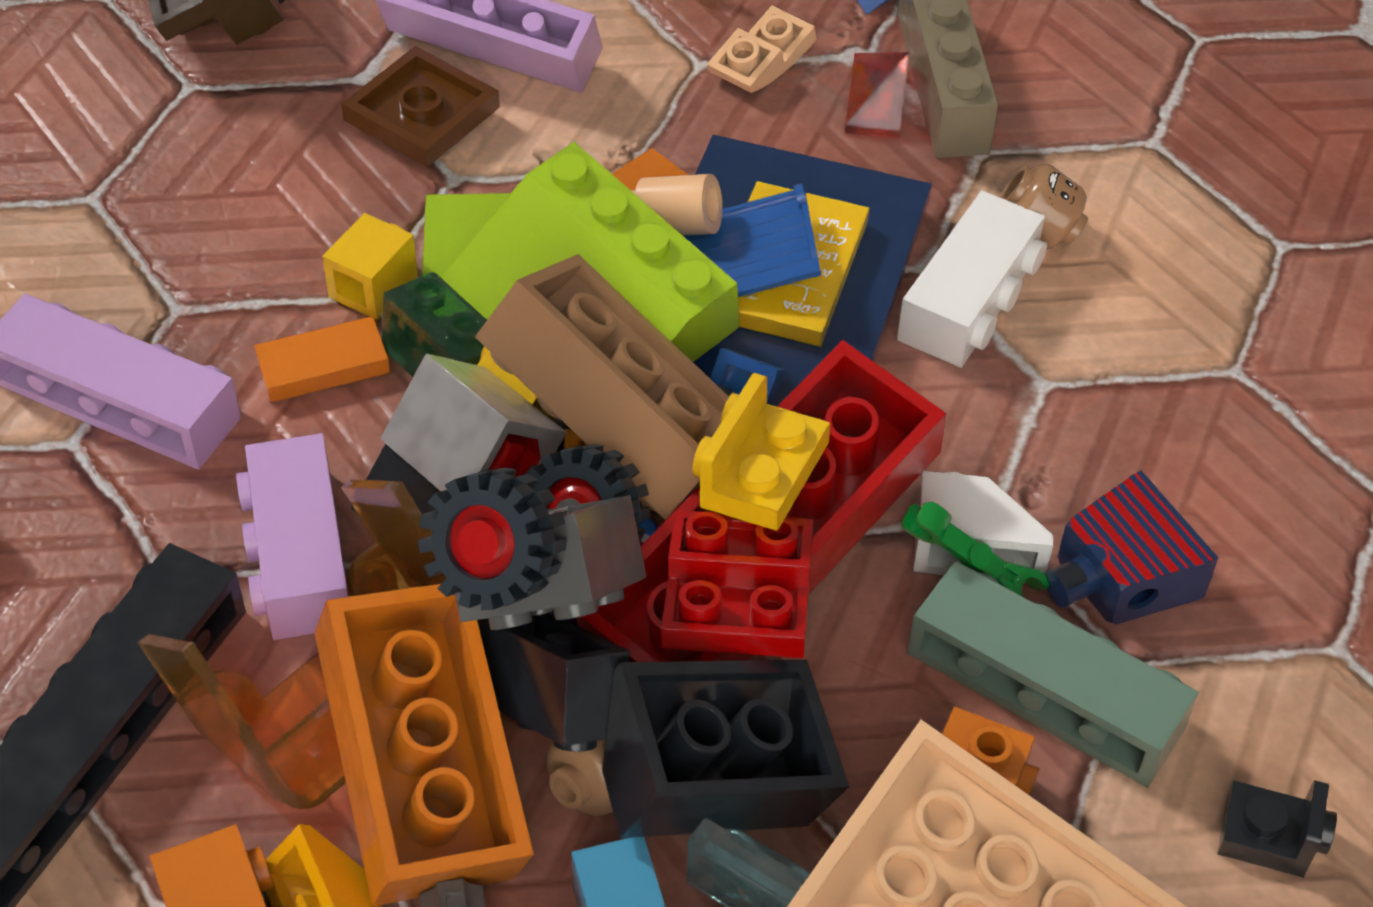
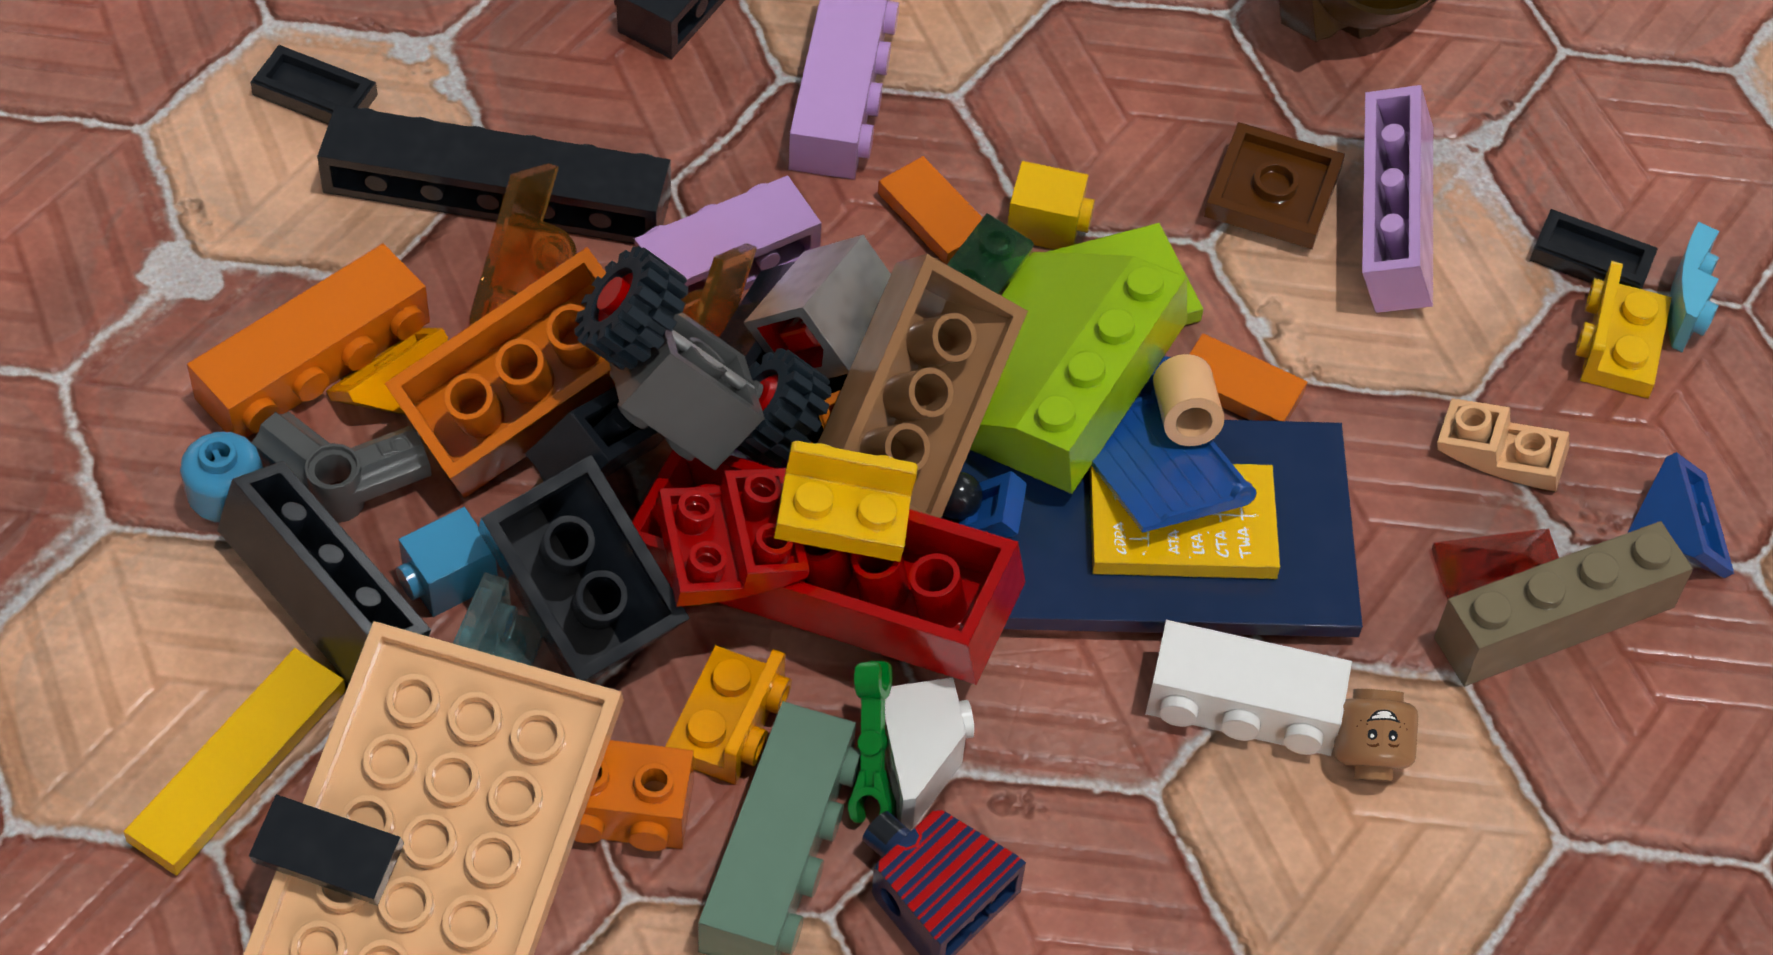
camera: 70 degrees right, 5 degrees up
(886, 677) = (729, 712): none -> light orange bracket

